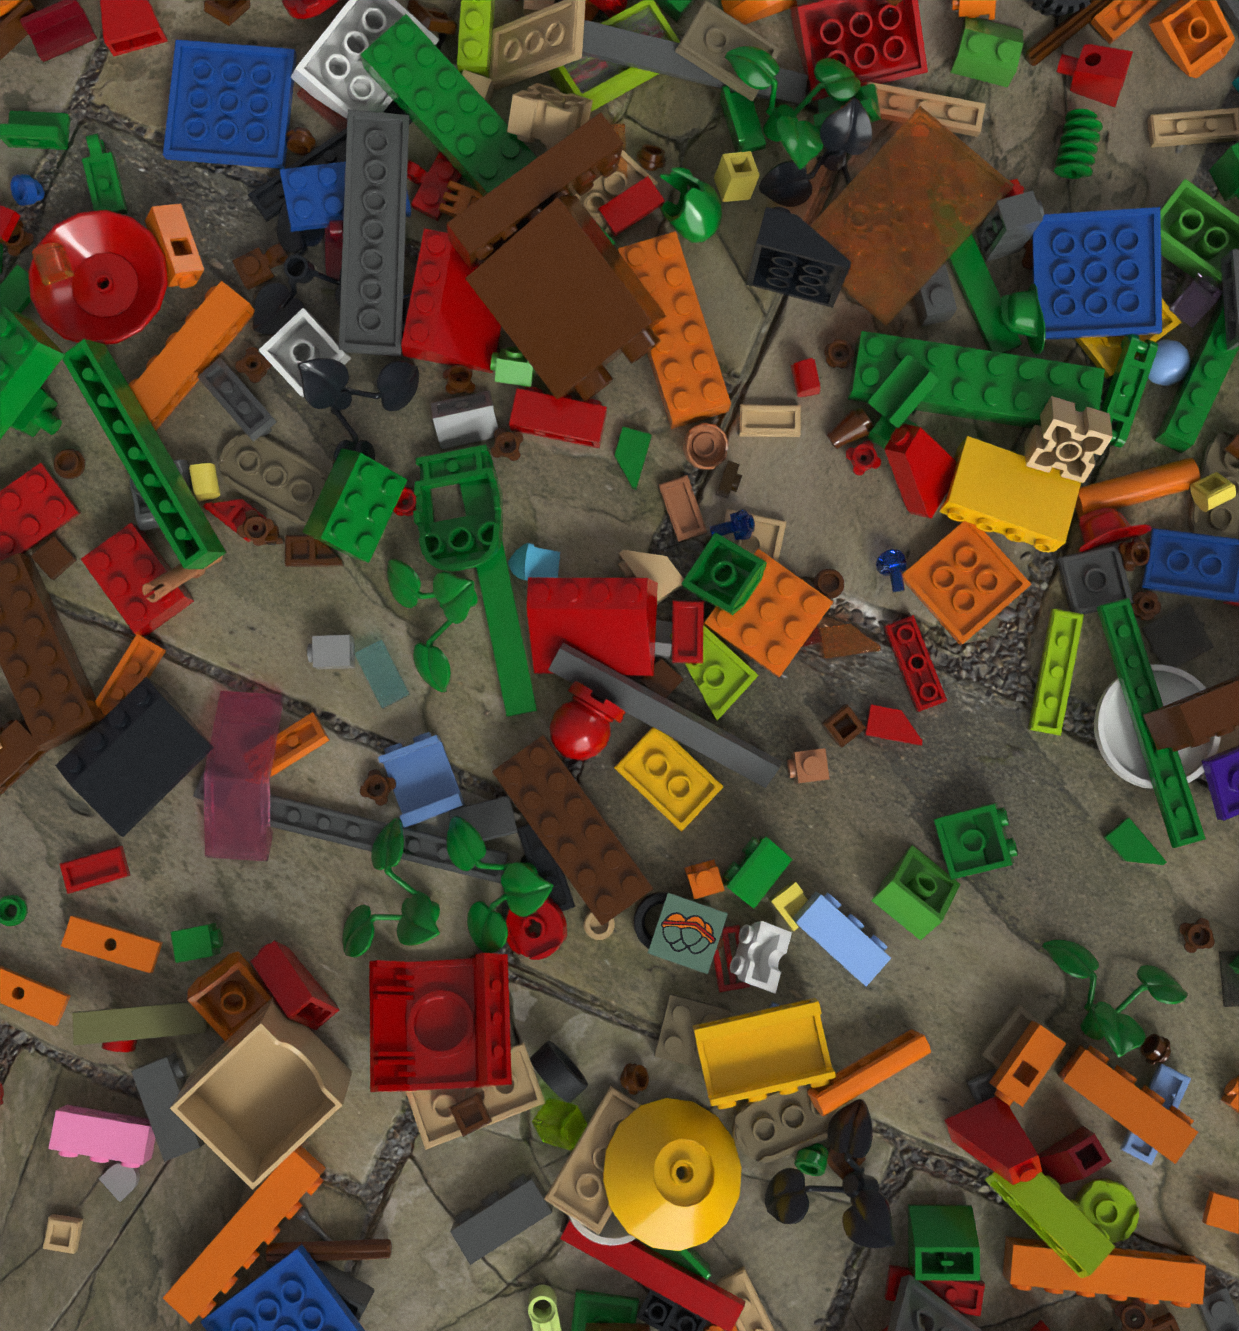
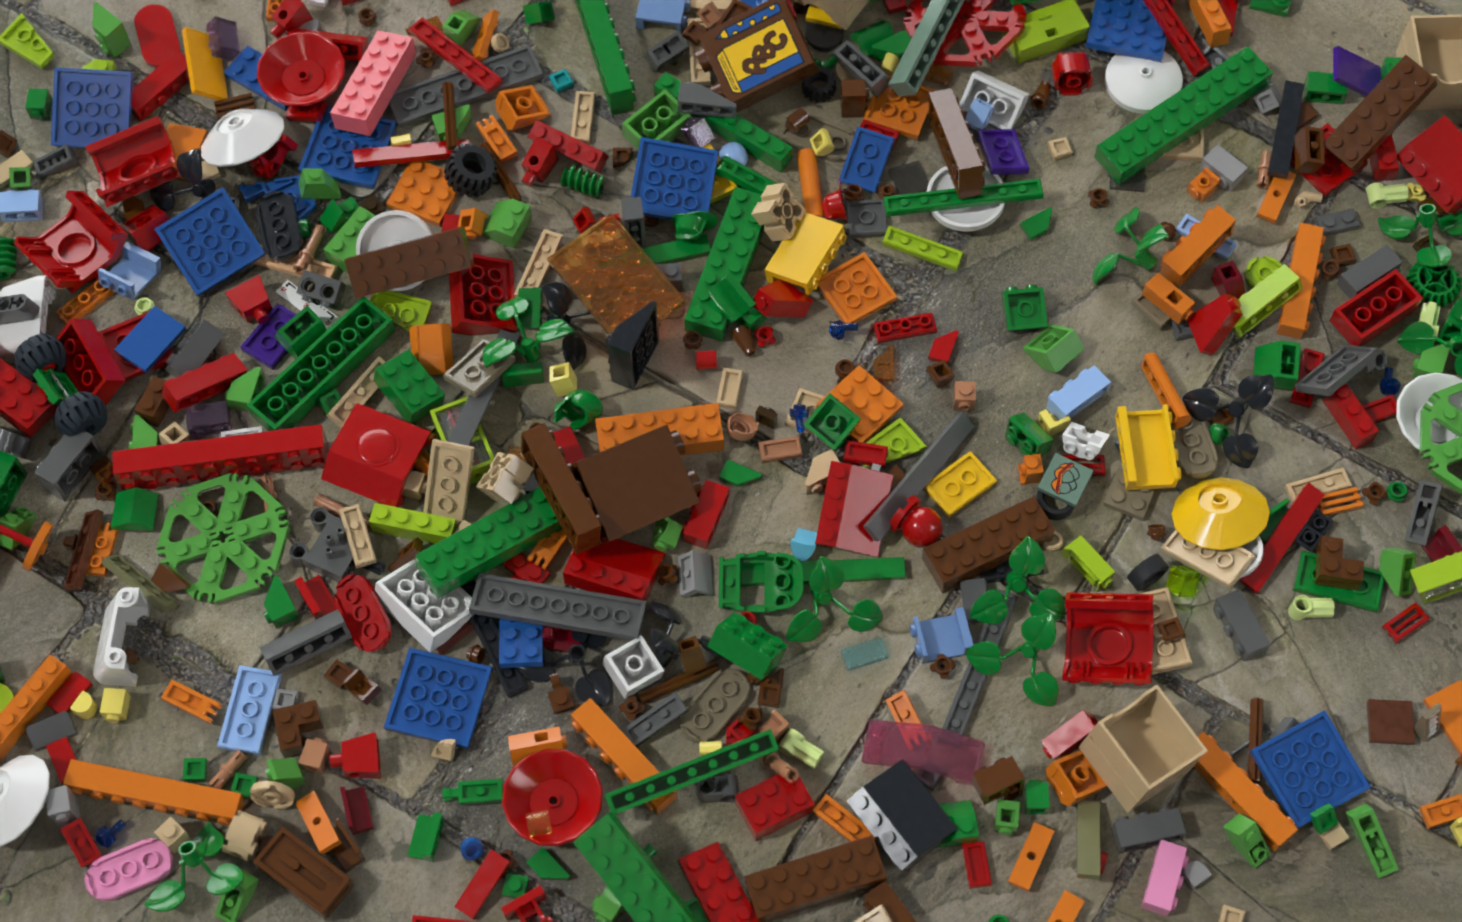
camera: 80 degrees left, 20 degrees down
(53, 558) = (747, 863): reddish brown tile -> none
(69, 463) = (680, 844): reddish brown plate -> none
(152, 837) = (965, 819): none -> green slope
(156, 128) = (445, 749): none -> tan tile
(174, 1249) = (1247, 839): none -> bright green slope
(176, 904) = (1008, 810): none -> bright green brick
(196, 885) = (998, 781): none -> reddish brown brick
(227, 597) = (796, 746): none -> yellowish green piece
(249, 564) = (777, 724): none -> nougat panel
(300, 420) = (677, 682): none -> reddish brown axle
(329, 428) = (691, 655): none -> reddish brown brick
(332, 652) = (845, 680): light grey brick -> none
(513, 438) = (720, 545): reddish brown plate -> none
(529, 943) = (1055, 566): red plate -> none
(565, 983) = (1089, 563): none -> lime window
(1012, 161) = (584, 219): none -> red brick
(1133, 110) = (570, 147): none -> red brick
(1135, 195) = (621, 156): none -> reddish brown tile

